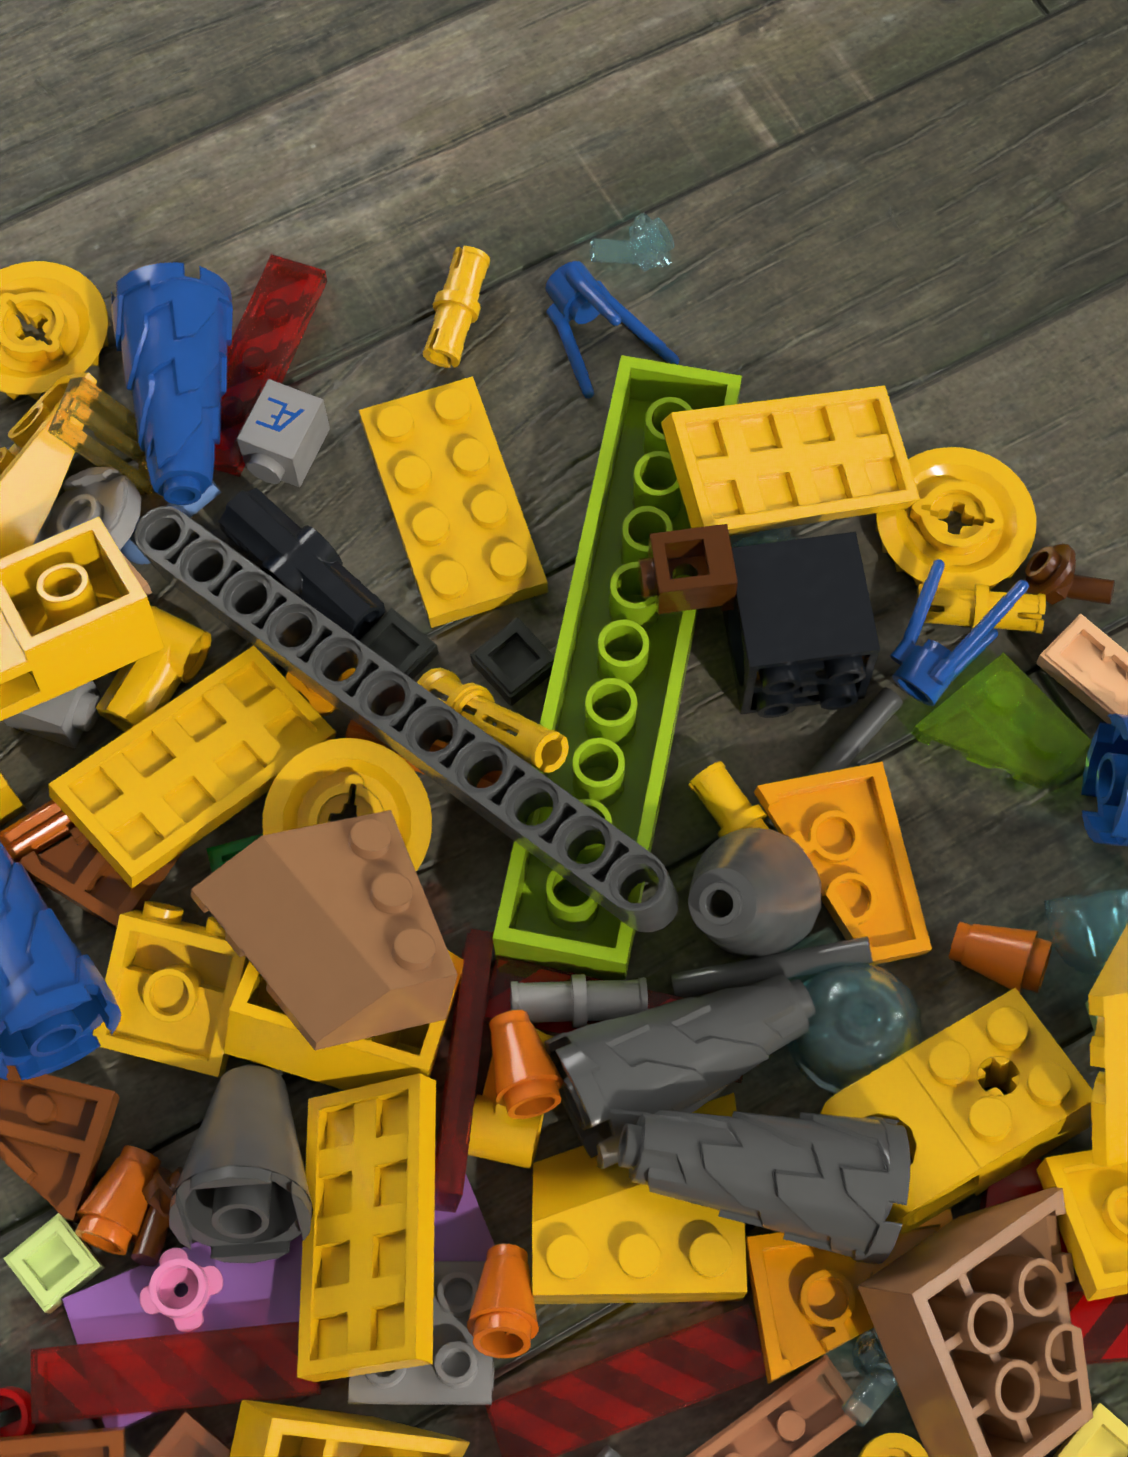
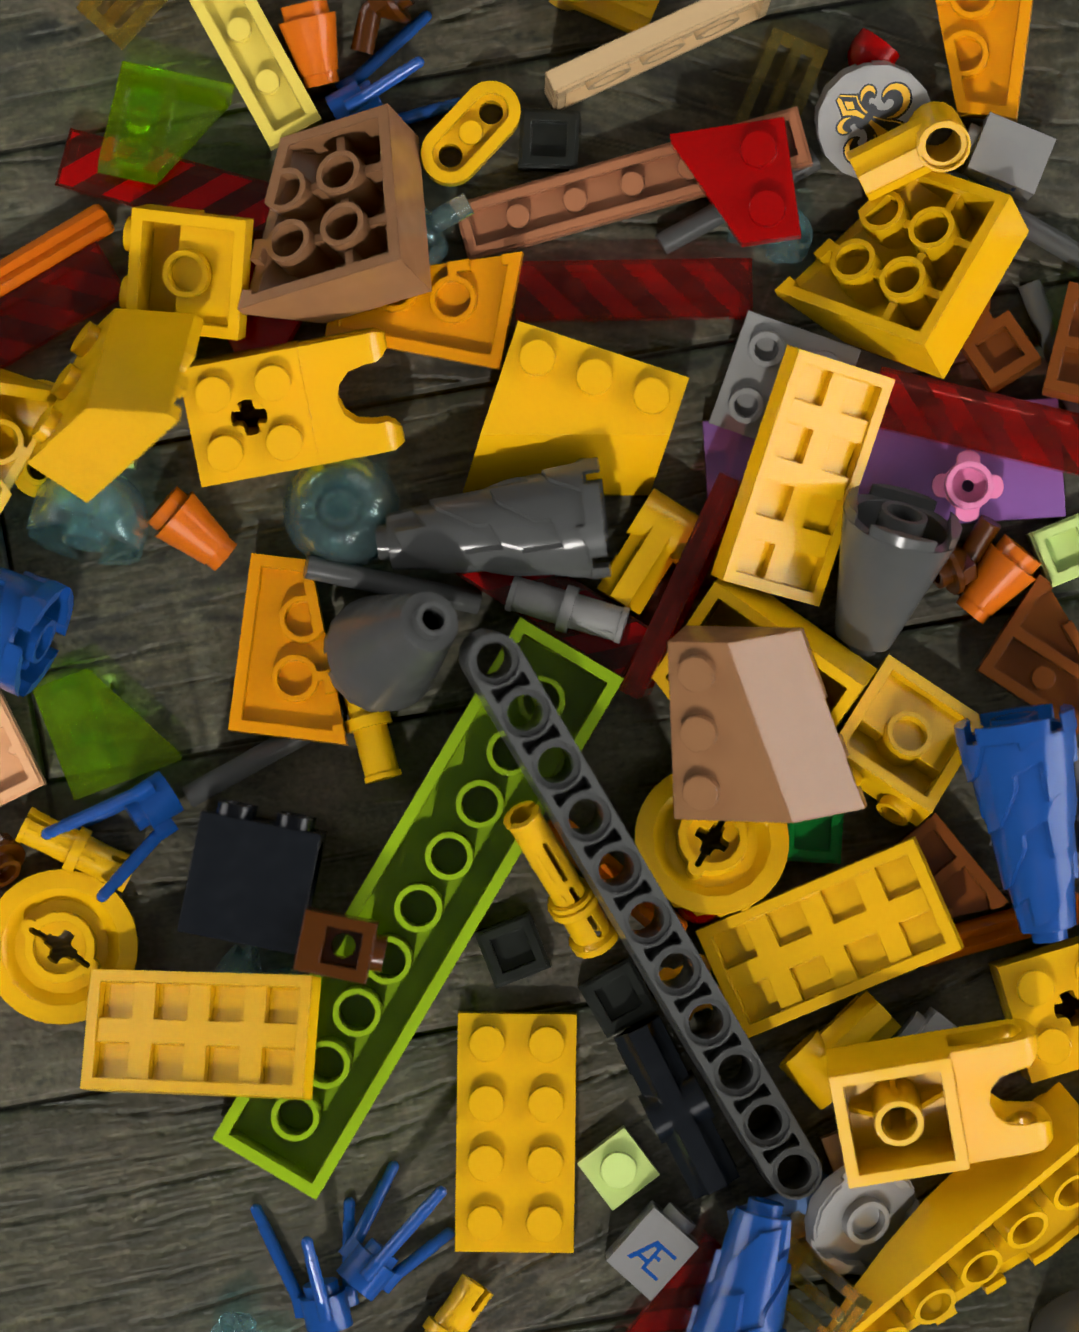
camera: 165 degrees left, 20 degrees up
(341, 500) = (618, 1167): none -> yellowish green plate
(504, 1307) = (713, 380): orange cone -> none
(522, 1067) = (635, 563): orange cone -> none
(541, 338) = (370, 1266): none -> blue plant
(805, 1176) = (445, 387): dark grey cone -> none

